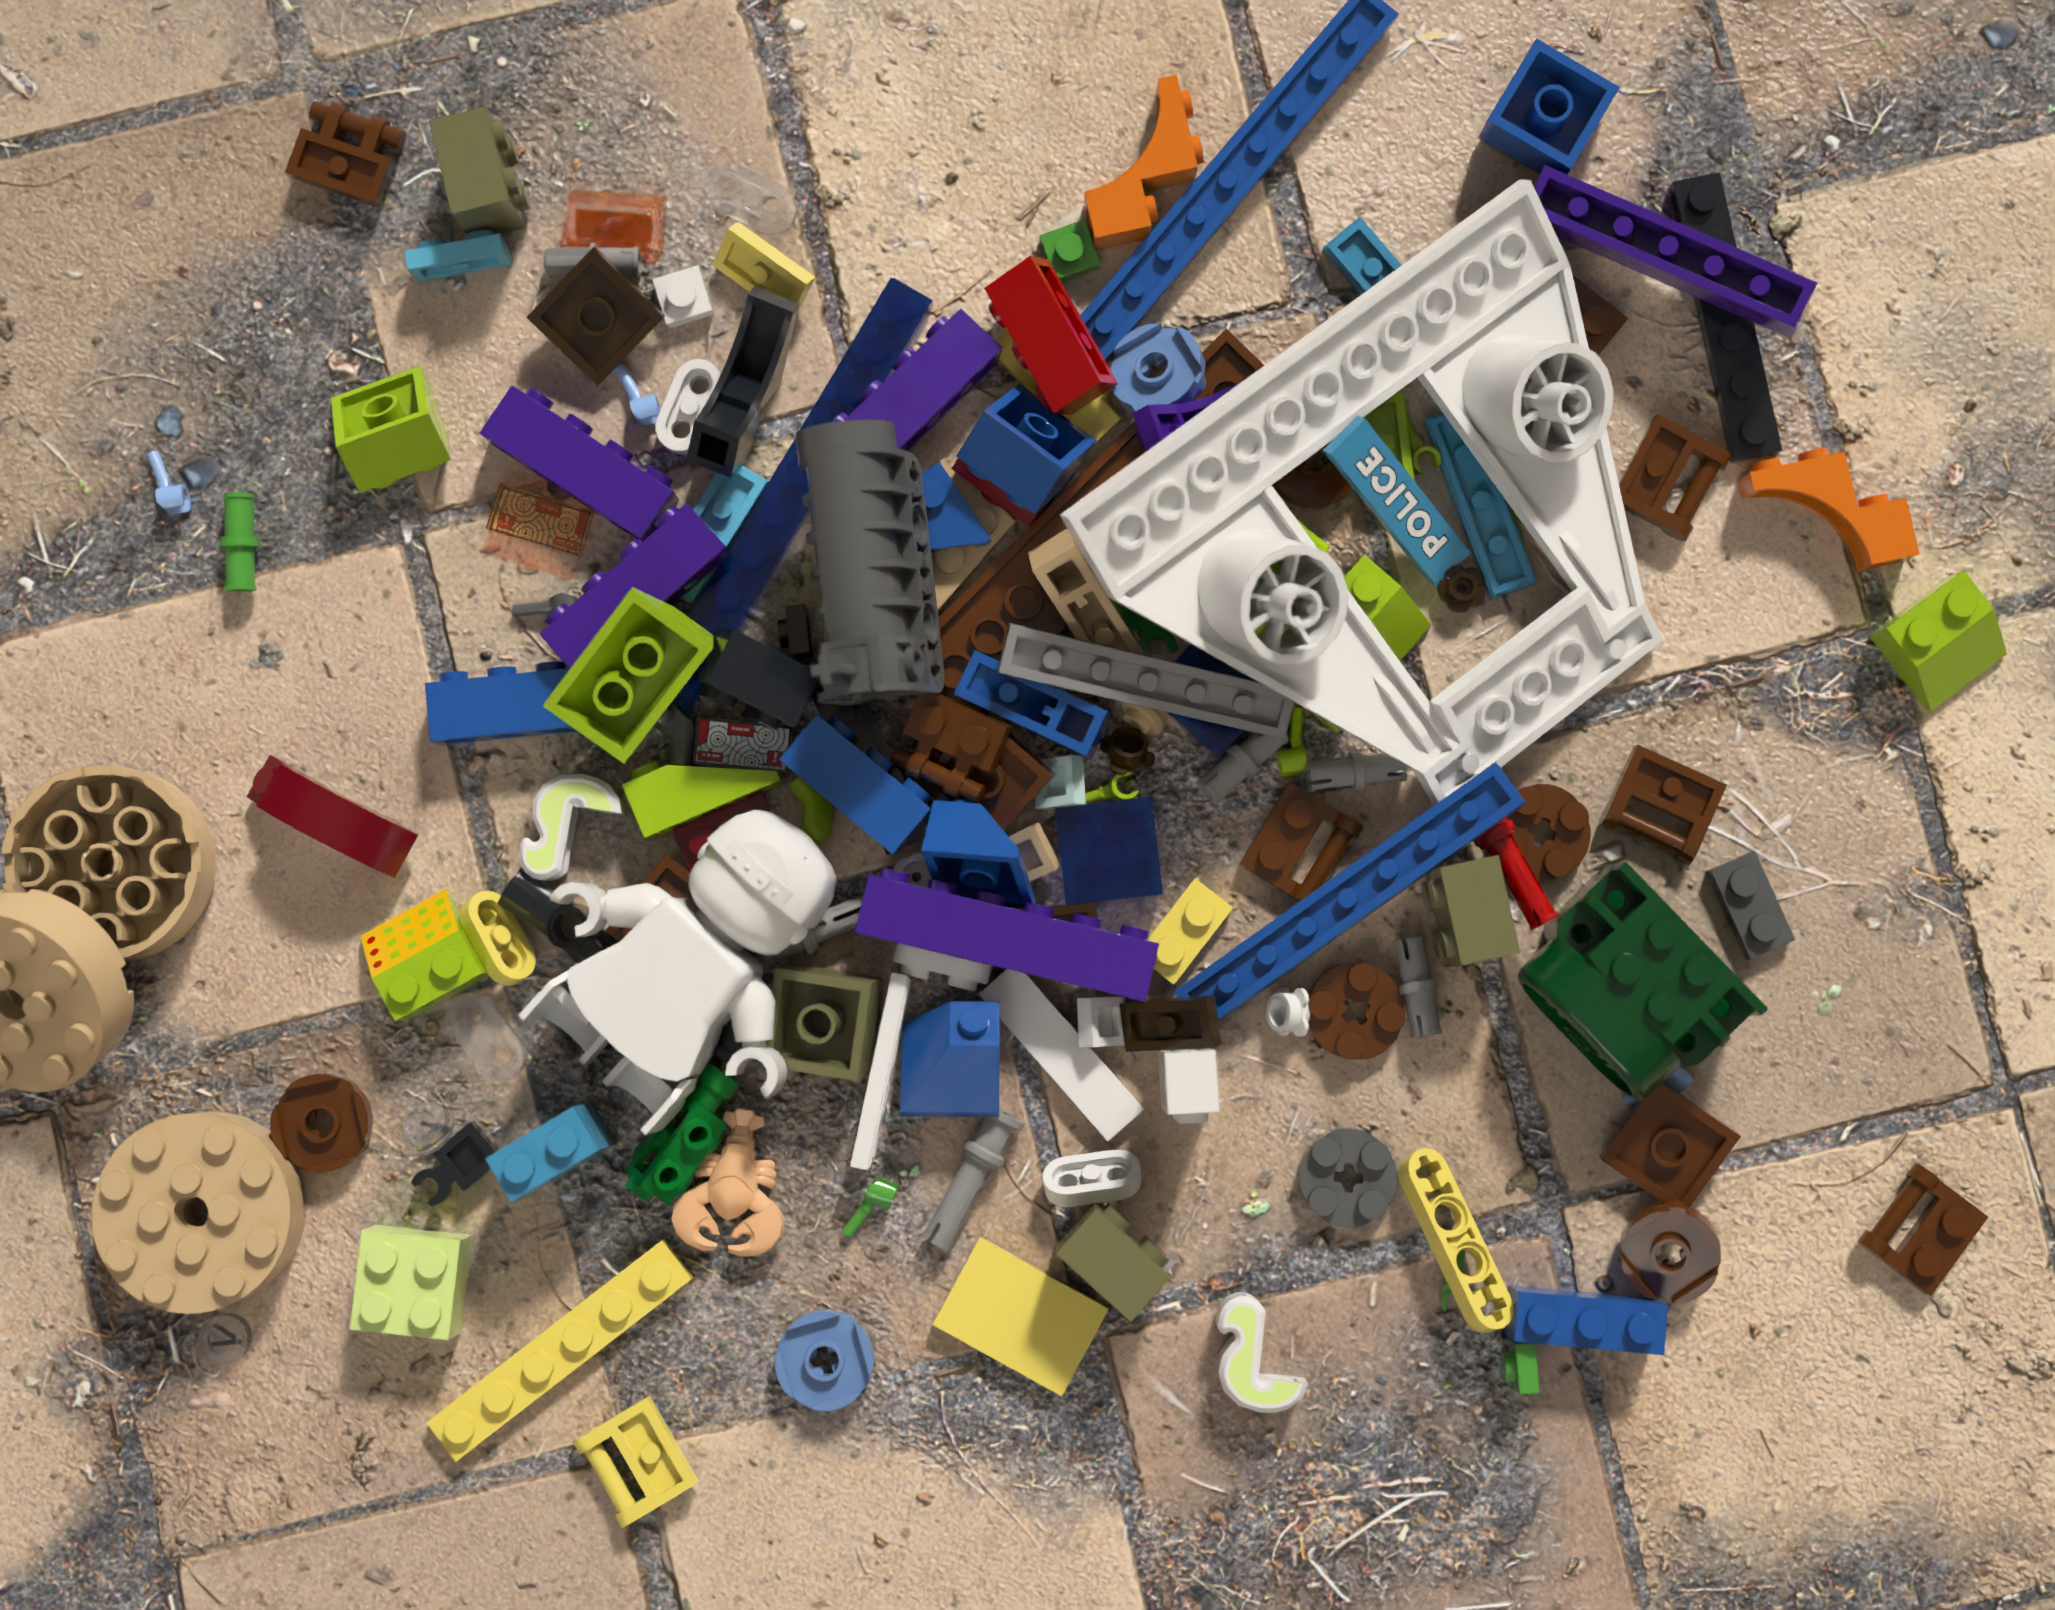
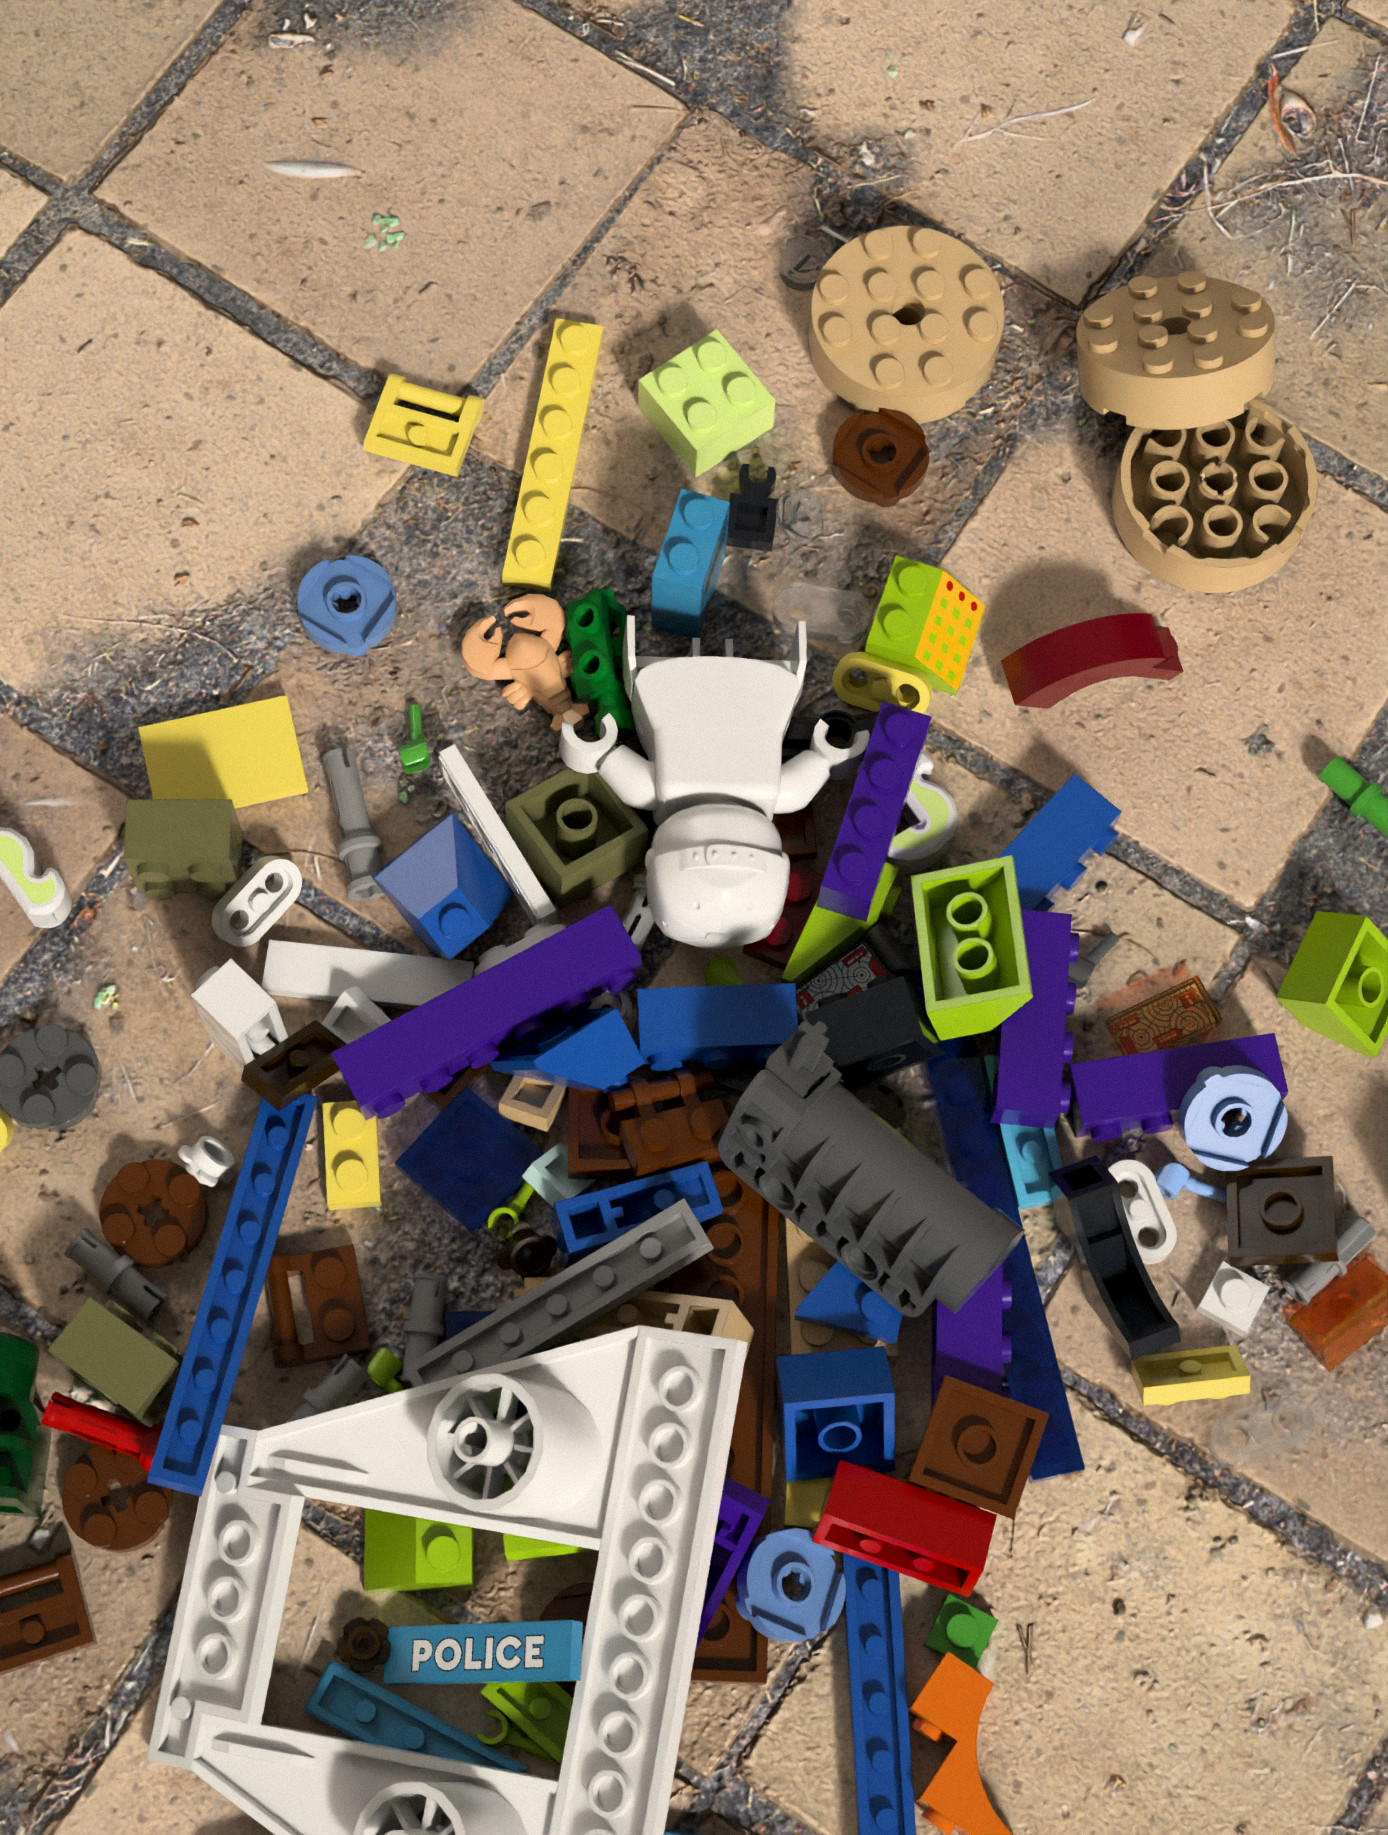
camera: 130 degrees right, 15 degrees down
(563, 420) = (1215, 1094): none -> plate
(603, 833) = (874, 811): none -> dark purple brick
(956, 338) = (978, 1446): none -> reddish brown plate

